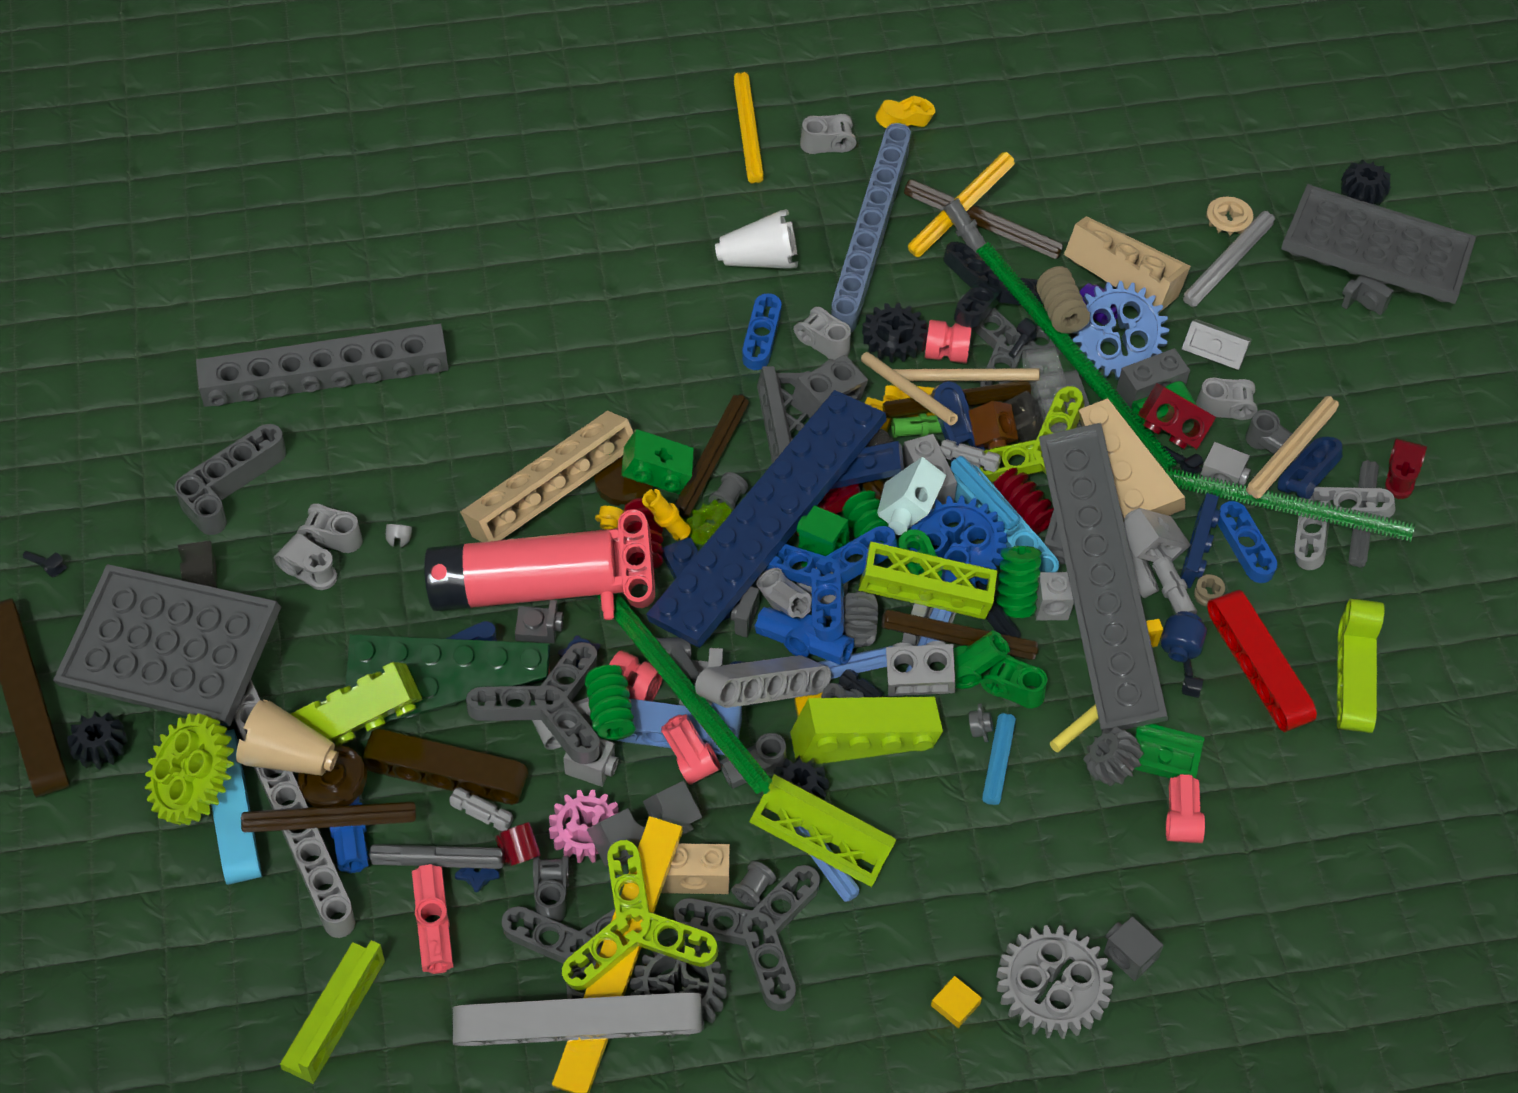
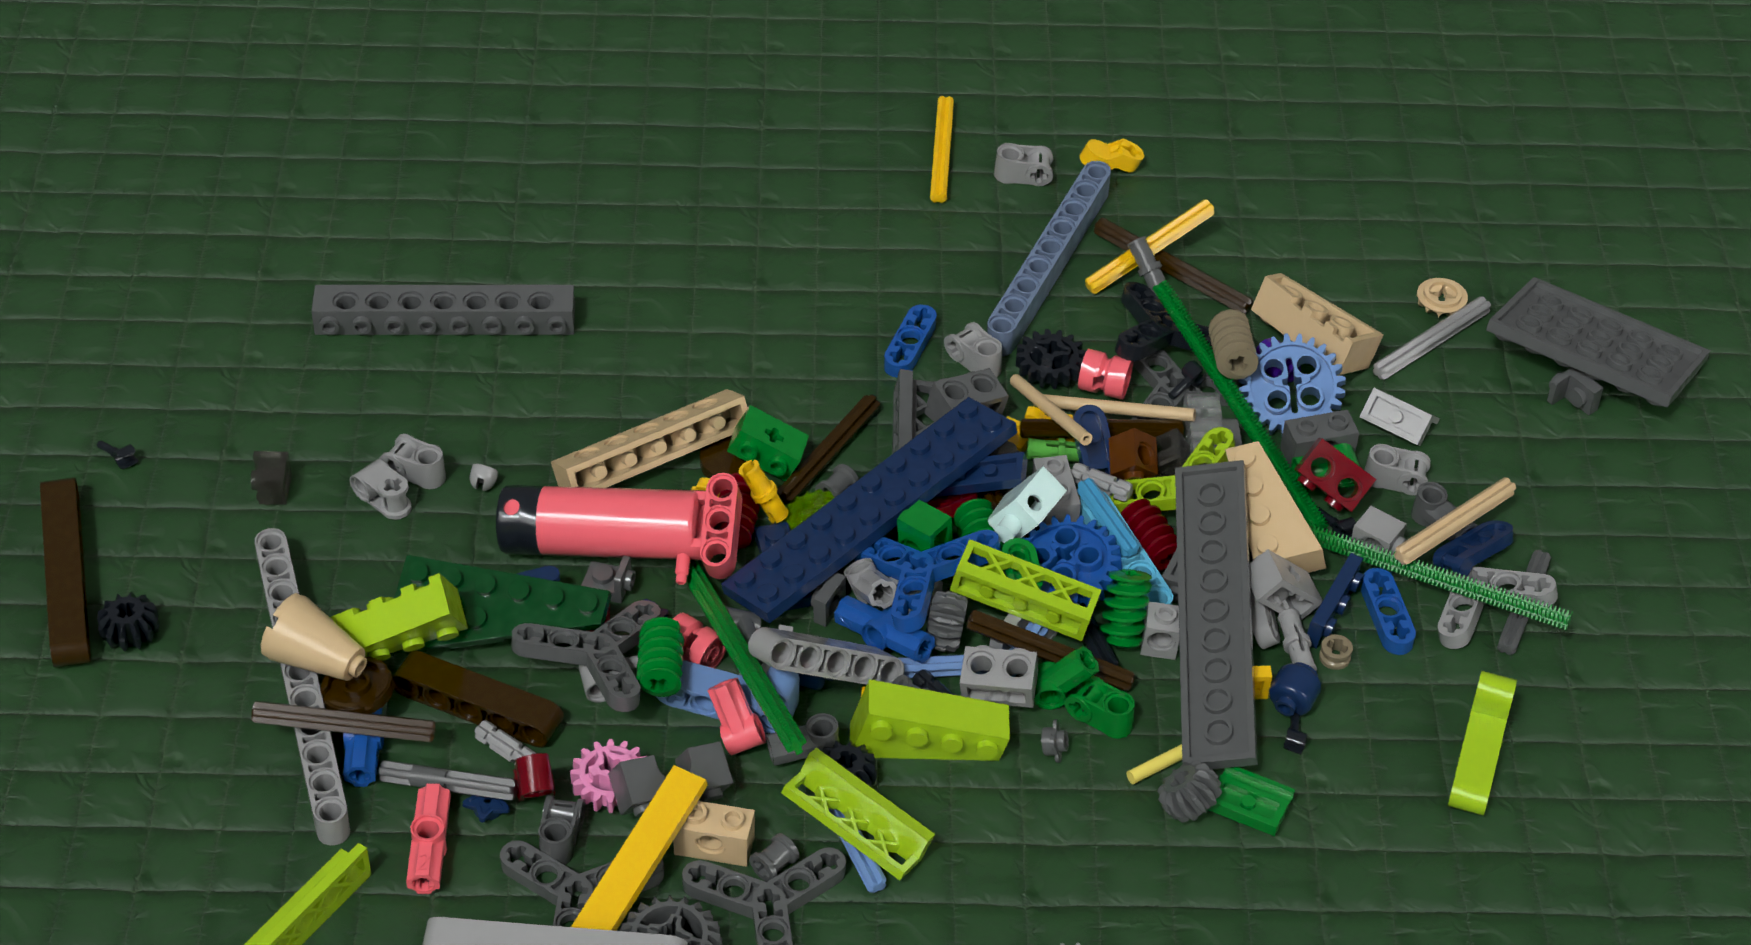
camera: 10 degrees right, 10 degrees down
(167, 644) = (220, 539): dark grey plate -> none
(189, 769) = (212, 657): lime gear -> none
(235, 468) = (322, 394): dark grey beam -> none
(236, 848) = (247, 683): medium azure beam -> none
(596, 771) = (633, 724): light grey brick -> none
(651, 927) = (645, 881): lime piece -> none
(760, 244) = (927, 256): white cone -> none
(998, 759) = (1067, 780): dark azure axle -> none
(1184, 818) = (1257, 863): coral piece -> none
(1261, 661) = (1376, 726): red beam -> none
(1366, 182) = (1599, 283): black gear -> none
(1404, 467) = (1579, 562): dark red piece -> none

